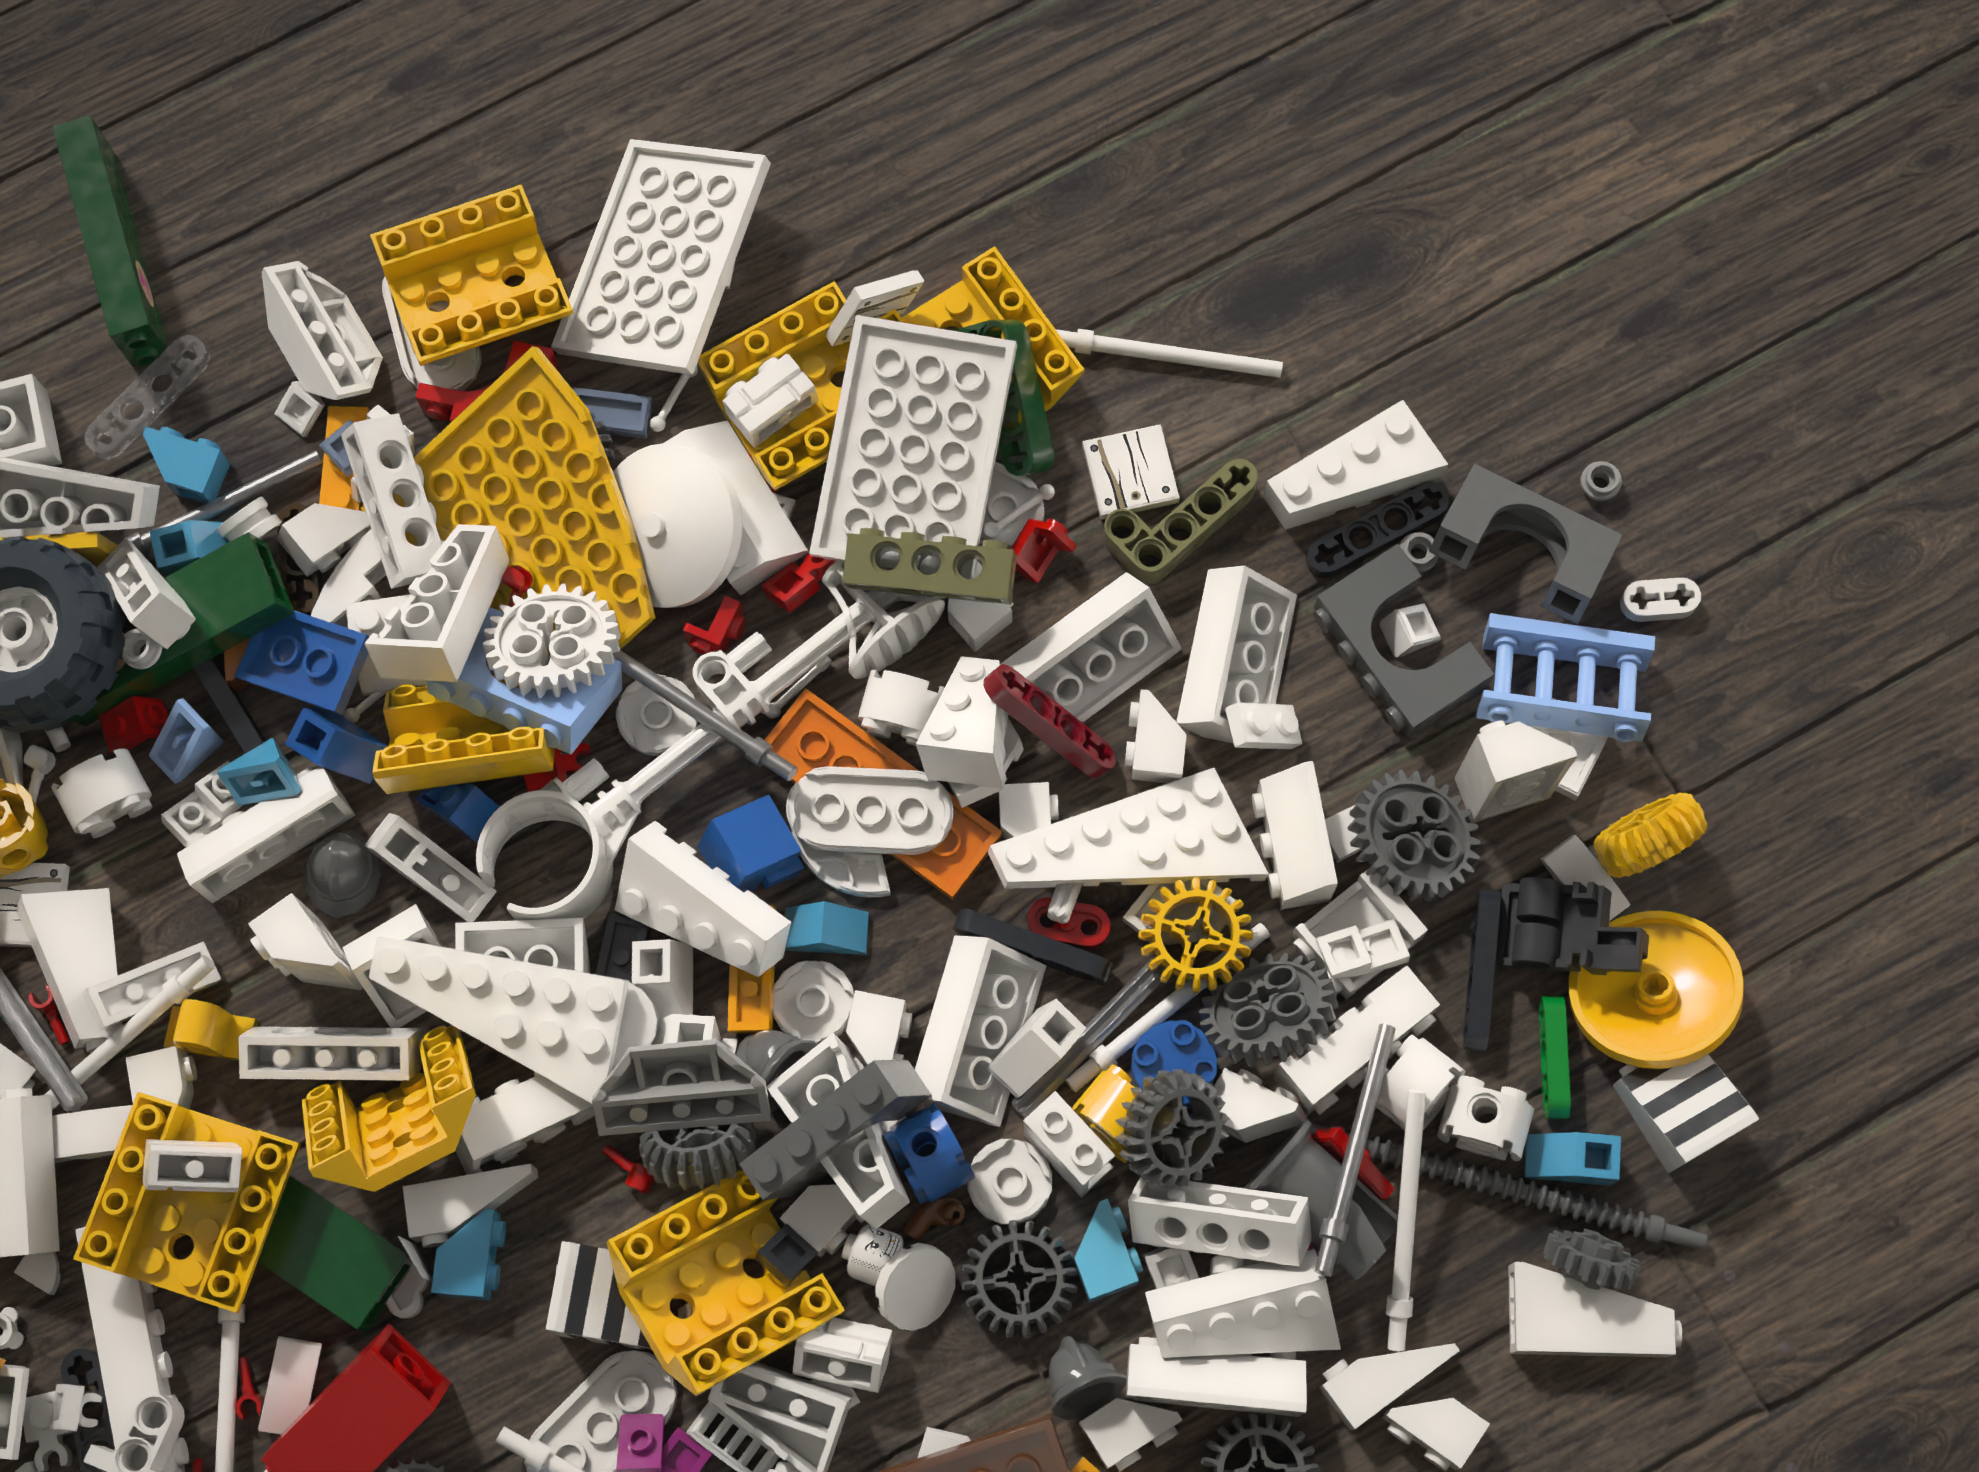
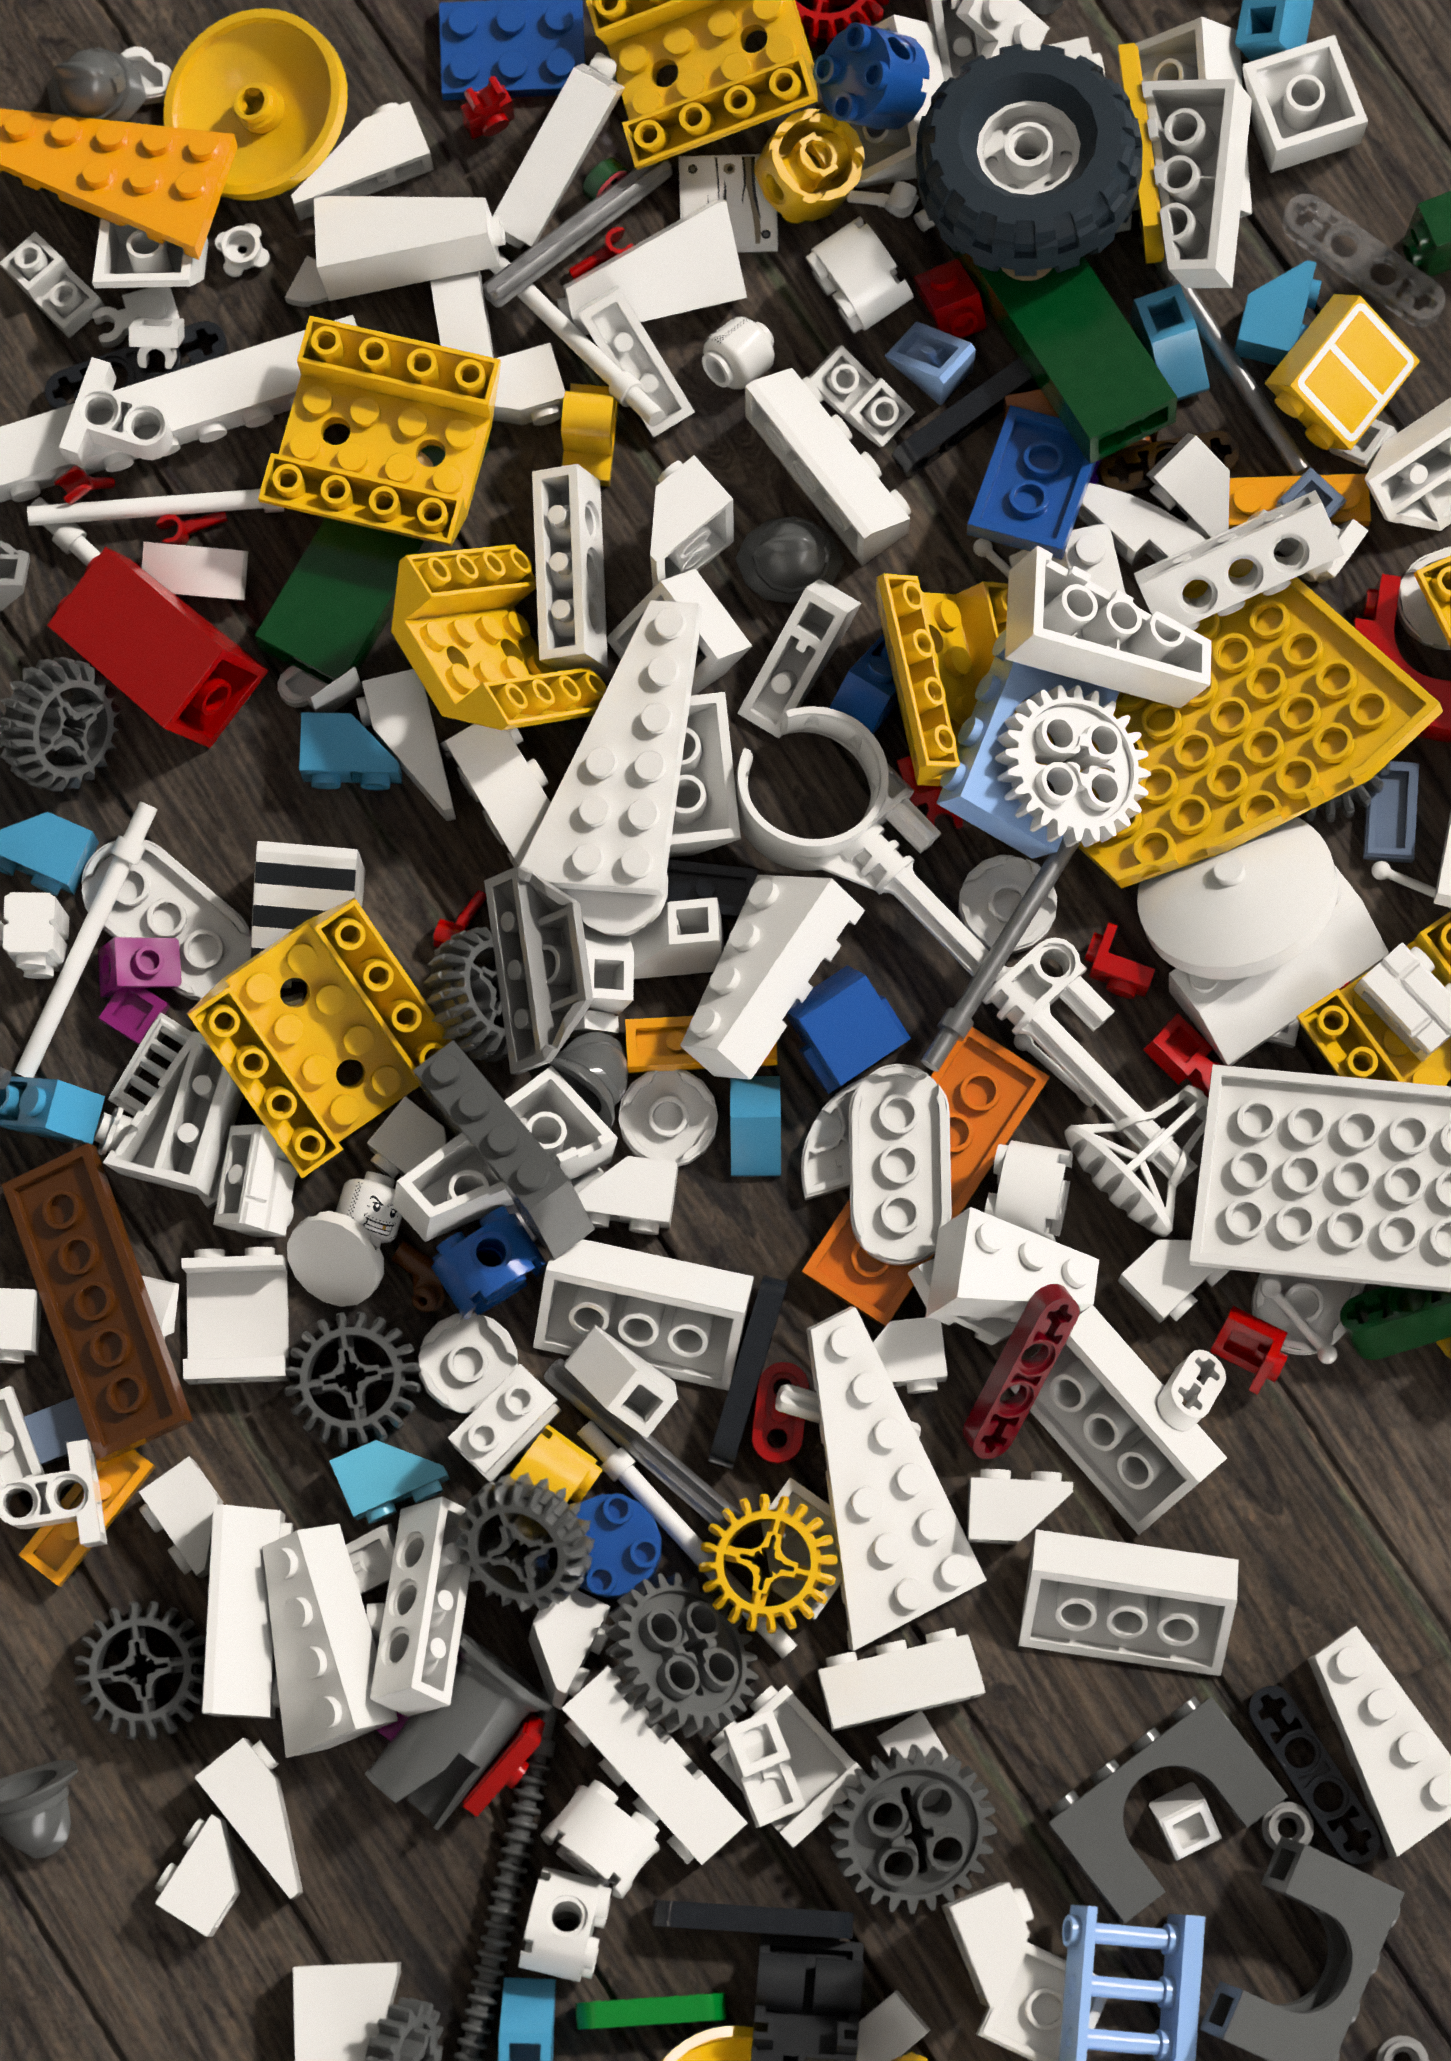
camera: 85 degrees right, 5 degrees up
(131, 652) = (1028, 283): white plate -> none
(146, 595) = (1089, 288): white slope -> none
(156, 901) = (738, 353): none -> white head
(192, 1166) = (415, 429): white brick -> none
(241, 414) = (1341, 372): none -> yellow brick
(252, 519) = (1201, 398): white wheel -> none
(260, 775) = (892, 452): dark azure slope -> none
(335, 743) = (937, 533): blue slope -> none
(518, 580) = (1152, 722): red hand -> none
(786, 1255) = (361, 1107): black plate -> none
(958, 1379) = (236, 1317): none -> white panel
(990, 586) = (1189, 1131): olive brick -> none
(1071, 594) = (1198, 1394): none -> white beam
(1081, 1380) = (238, 1456): dark grey piece -> none
(1131, 471) = (1365, 1458): white tile -> none
(1185, 517) = (1309, 1529): olive beam -> none
(1263, 726) = (1039, 1637): white plate -> none
(1334, 1229) = (413, 1737): flat silver bar -> none
(1400, 1304) = (346, 1829): white bar -> none

